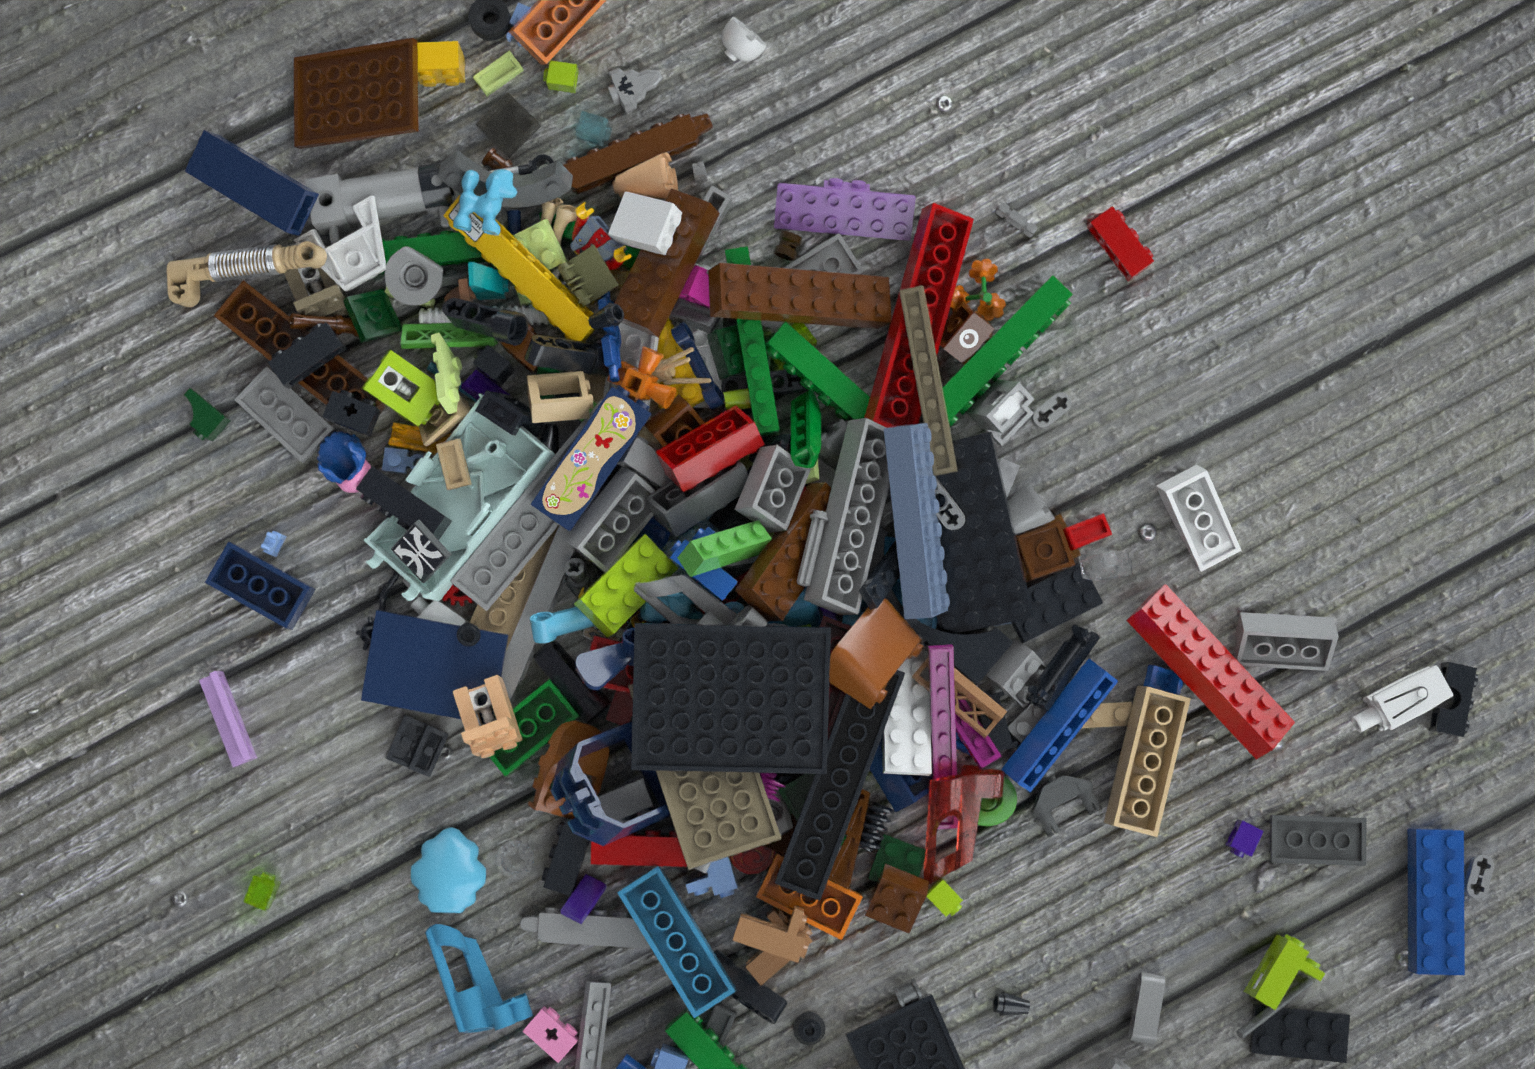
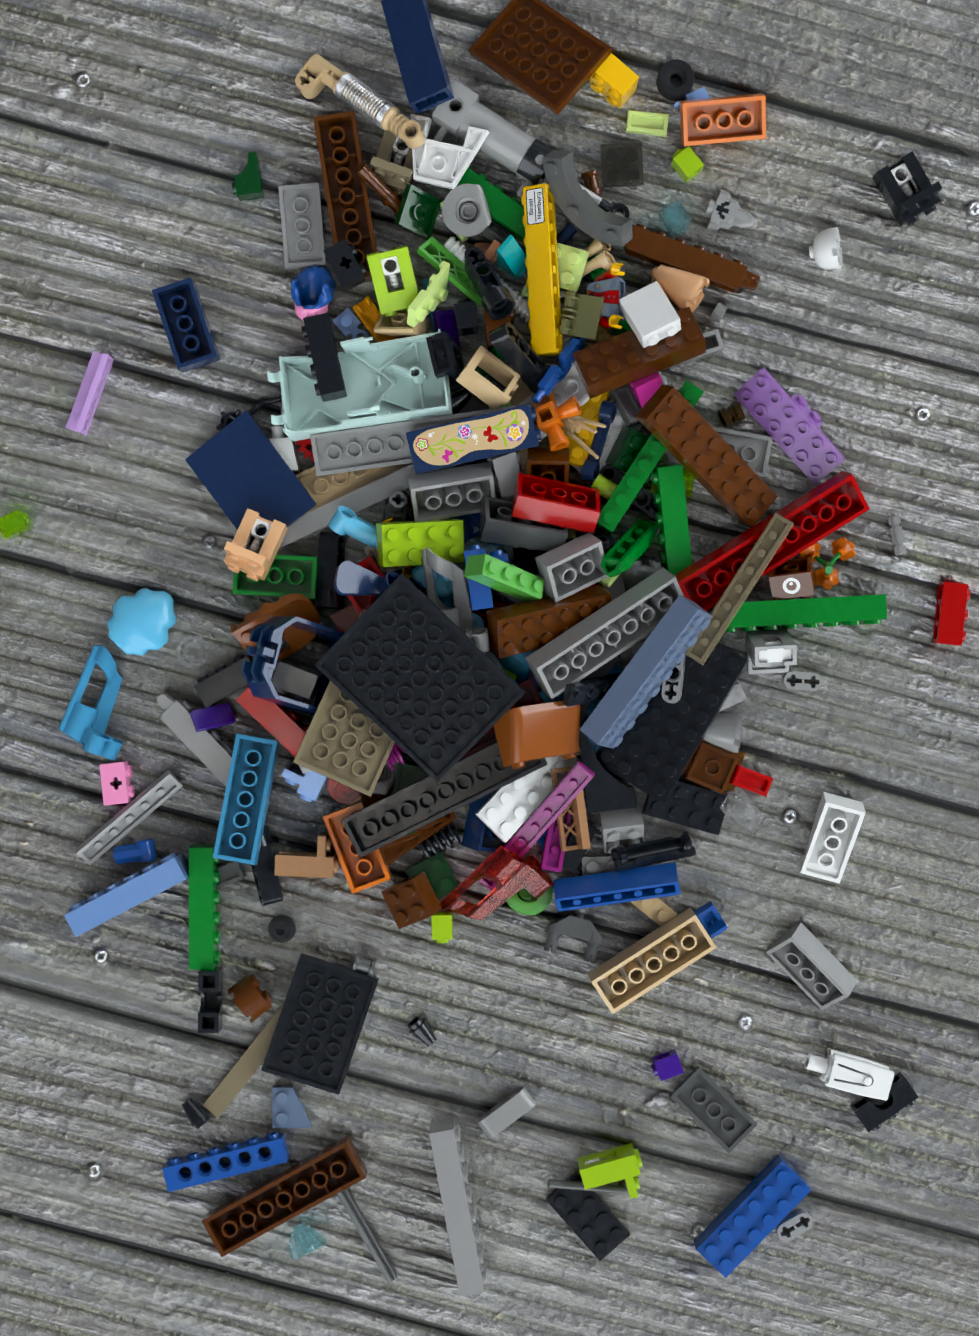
camera: 50 degrees right, 5 degrees up
(273, 543) = (219, 304): light blue plate -> none
(306, 355) = (350, 199): black brick -> none
(416, 745) = (195, 521): black slope -> none
(421, 551) = (308, 398): tile -> none
(453, 464) = (381, 360): tan tile -> none
(468, 634) = (290, 480): black plate -> none
(487, 206) = (558, 207): medium azure animal -> none
(608, 316) = (568, 354): black cone -> none
(774, 938) = (308, 853): medium nougat brick -> none
(811, 547) = (561, 629): light grey axle -> none
(1211, 672) = (745, 942): red brick -> none

